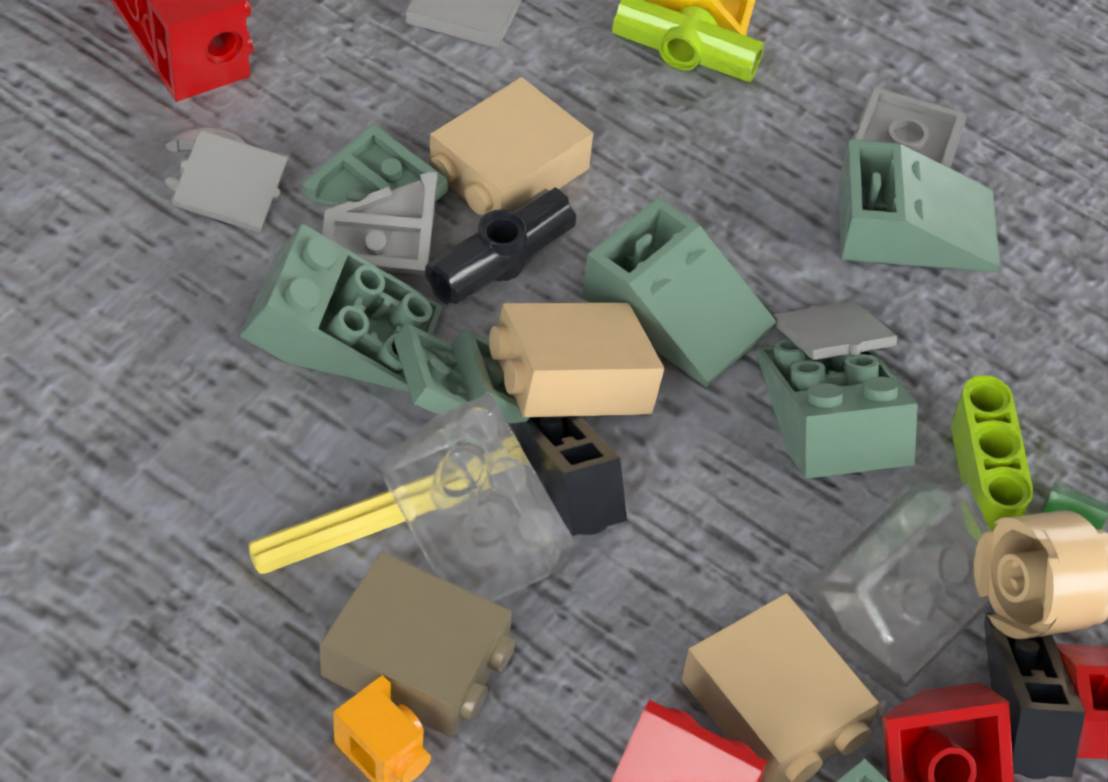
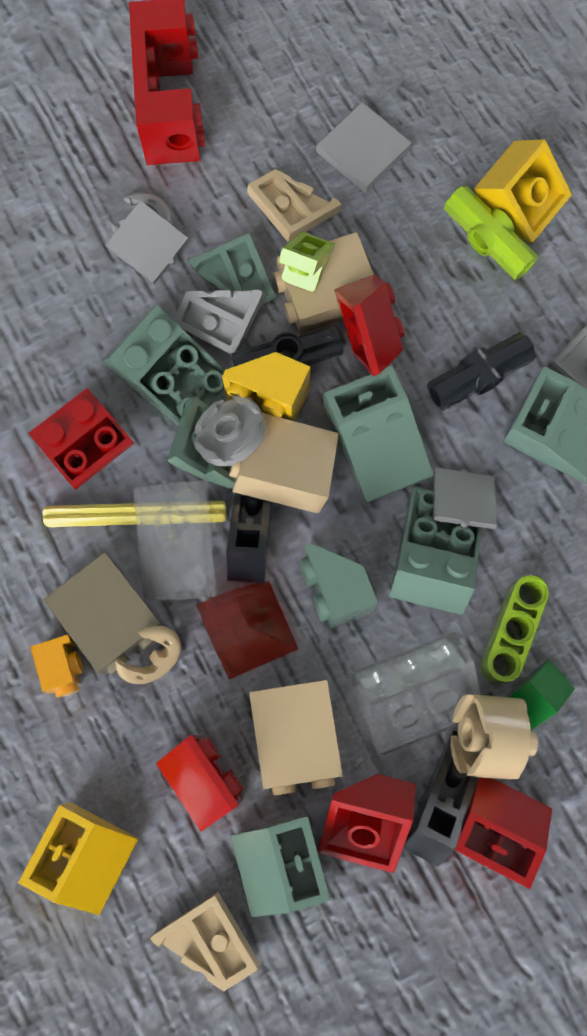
camera: 30 degrees right, 25 degrees up
(264, 432) = (81, 438): none -> red slope
(406, 82) = (290, 203): none -> tan wing
(477, 123) = (305, 260): none -> lime slope
(486, 334) = (230, 431): none -> light grey tile
(502, 264) = (272, 382): none -> yellow slope
(532, 676) = (161, 660): none -> tan head
(597, 164) = (371, 322): none -> red slope
(627, 593) = (247, 628): none -> clear red slope
(732, 475) = (340, 586): none -> sand green slope
(767, 187) = (481, 371): none -> black piece

